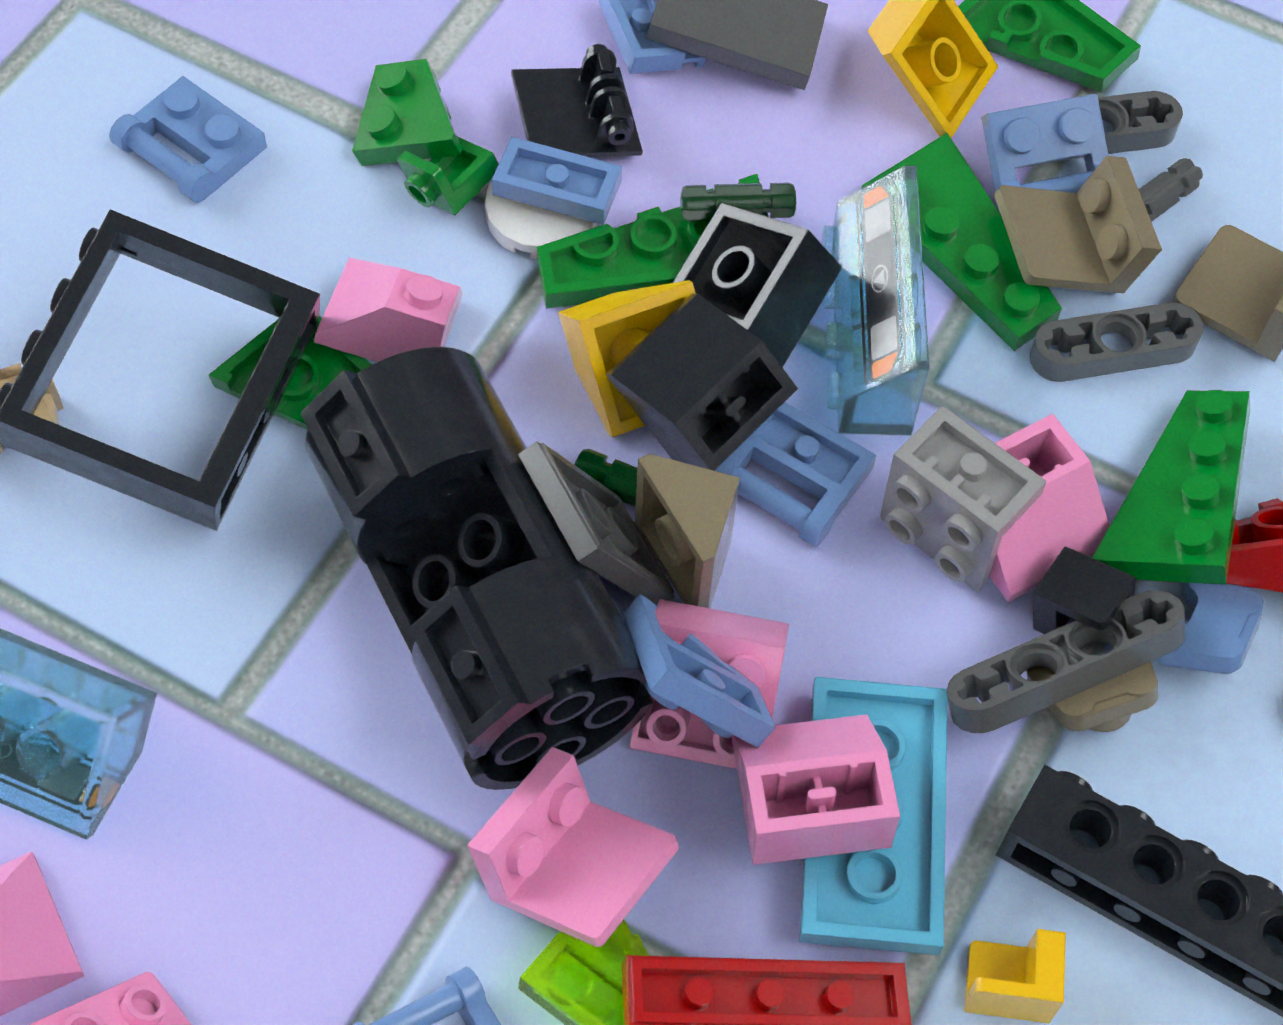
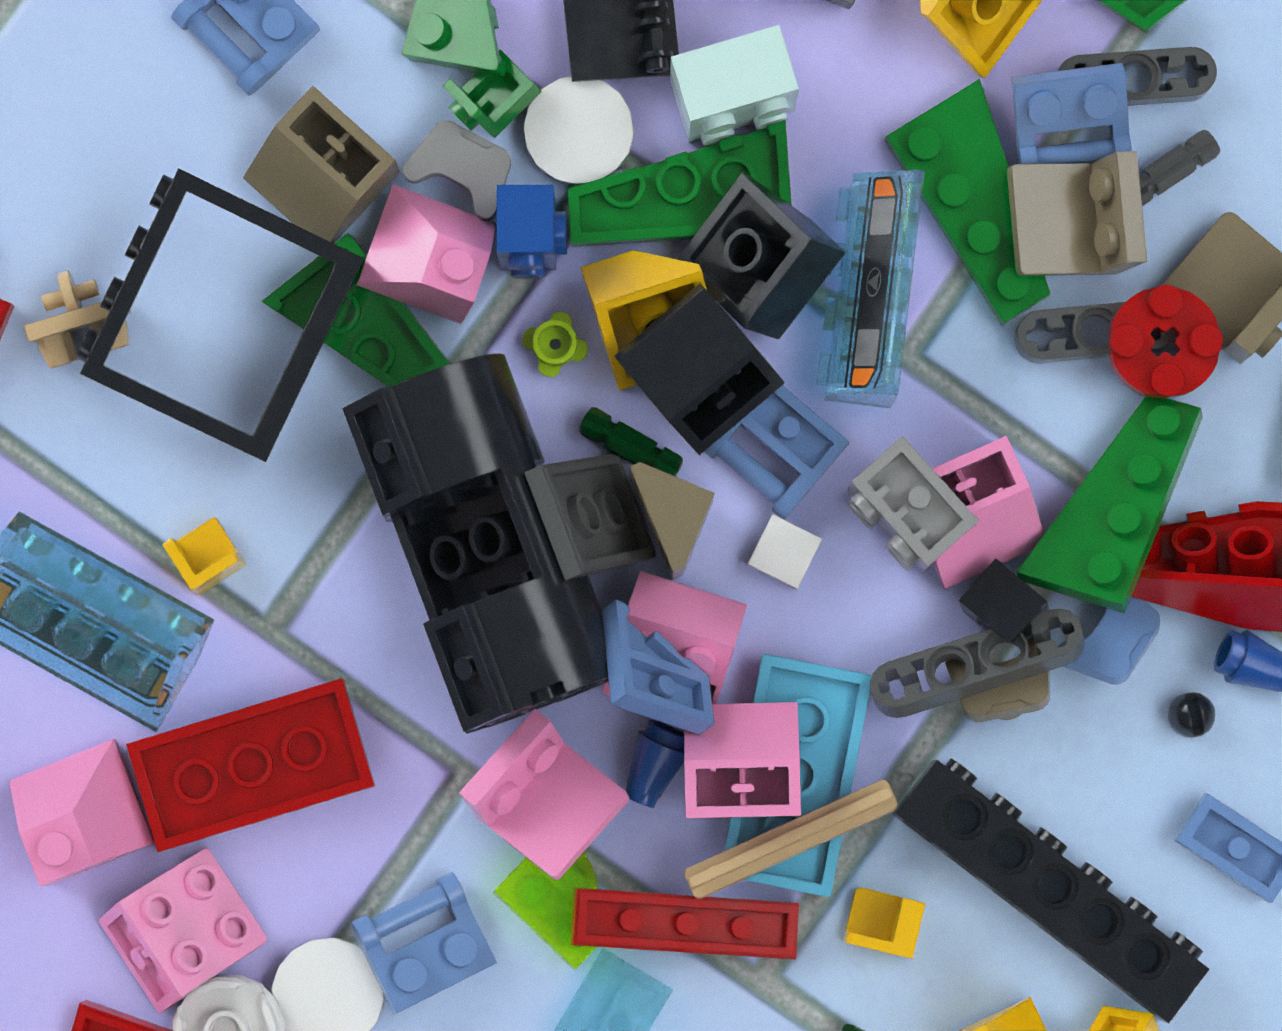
camera: 10 degrees right, 25 degrees up
(147, 635) = (205, 556): none -> yellow panel
(202, 863) = (250, 765): none -> red plate
(279, 228) = (320, 167): none -> dark tan slope
(422, 233) = (463, 159): none -> light grey piece
(500, 271) = (529, 230): none -> blue brick
(537, 381) = (539, 342): none -> lime plate
(557, 180) = (592, 119): medium blue plate -> none
(700, 130) = (734, 85): none -> light aqua brick
(704, 810) = (654, 762): none -> blue cone
(778, 200) = (760, 160): dark green axle -> none
(820, 578) = (784, 551): none -> white tile
(882, 875) = (791, 839): none -> tan axle
(1200, 305) = (1131, 343): none -> red plate

